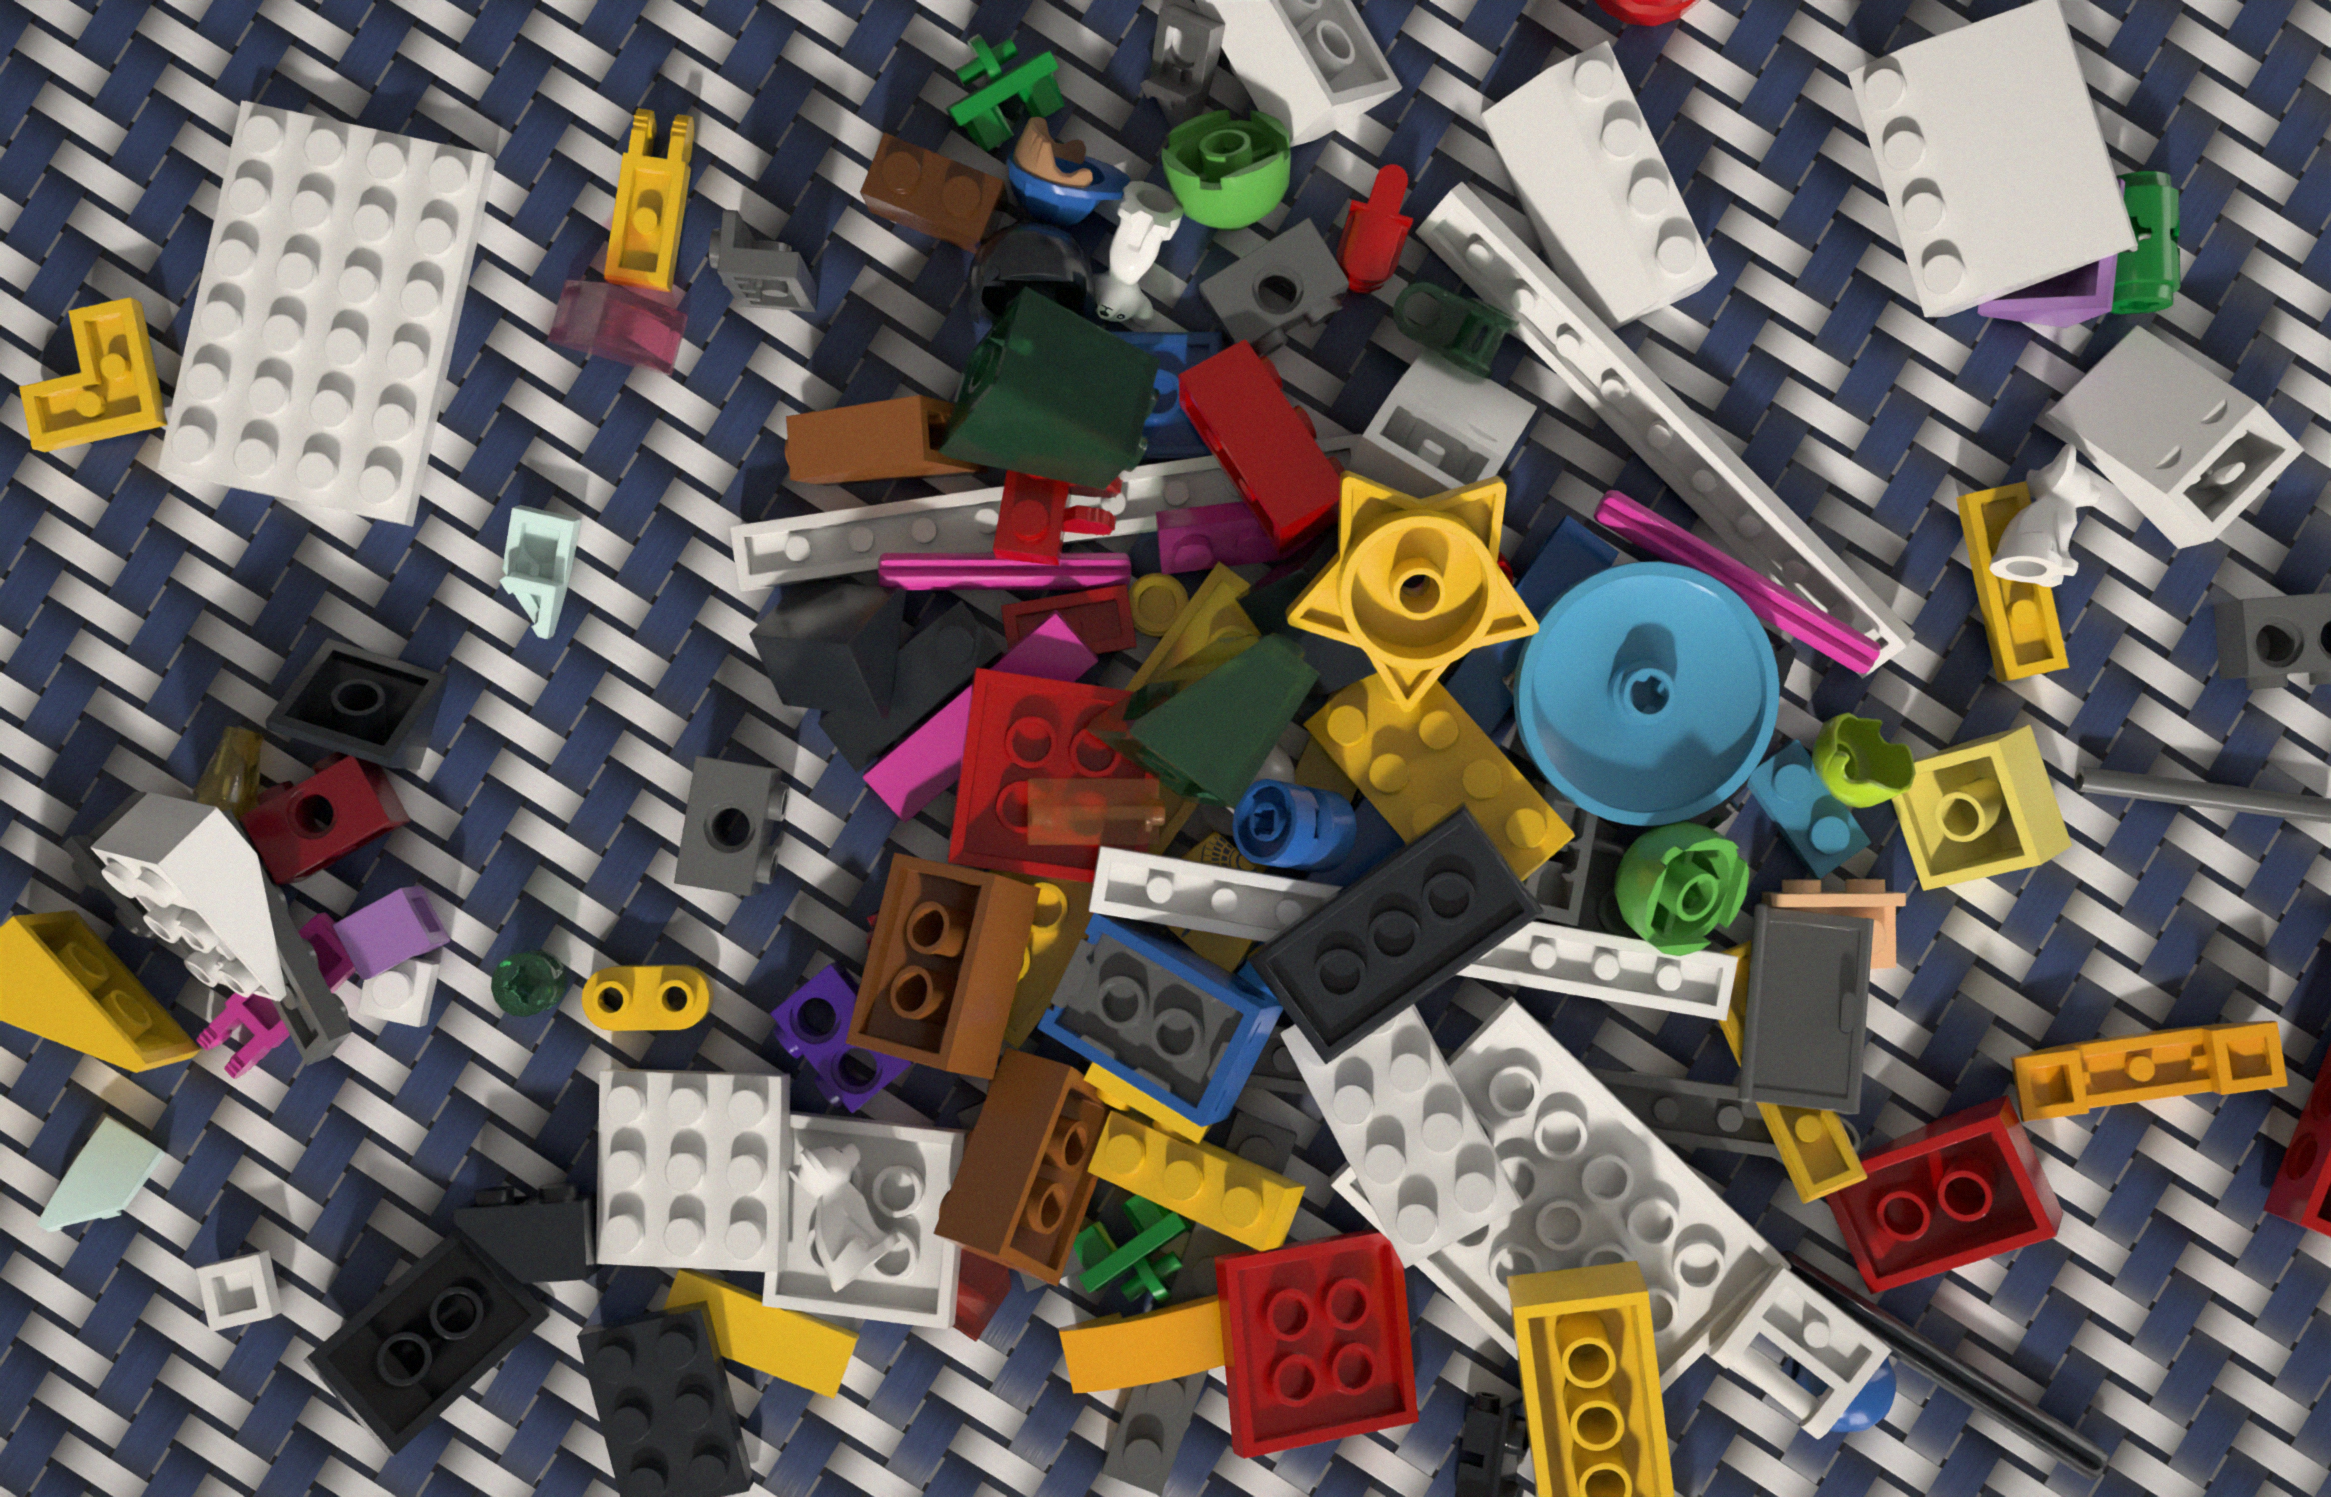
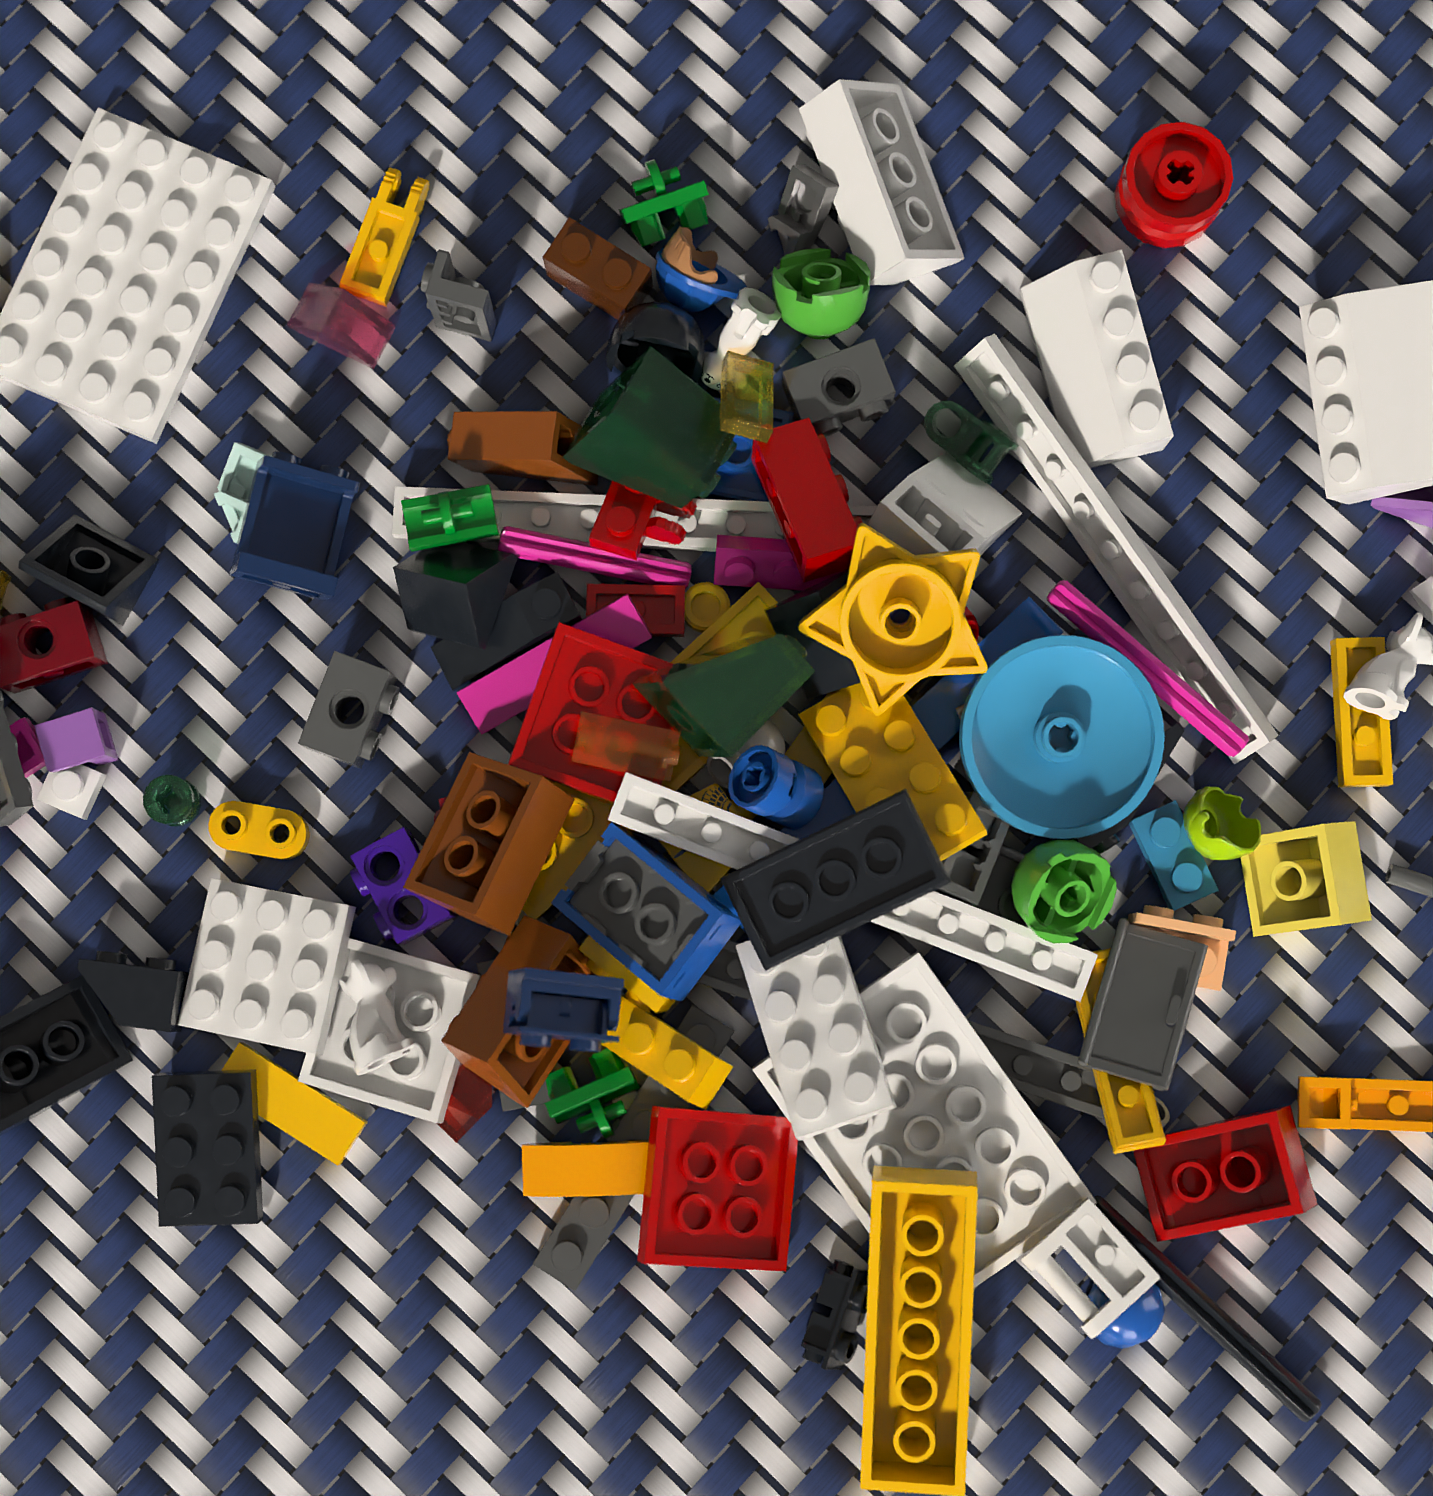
camera: 15 degrees right, 5 degrees down
(611, 603) = (294, 526): none -> dark blue panel
(809, 557) = (450, 517): none -> green hips
(1080, 1167) = (562, 1007): none -> dark blue hinge
(1160, 327) = (746, 396): none -> clear yellow tile
(1375, 233) = (922, 360): red arm -> none

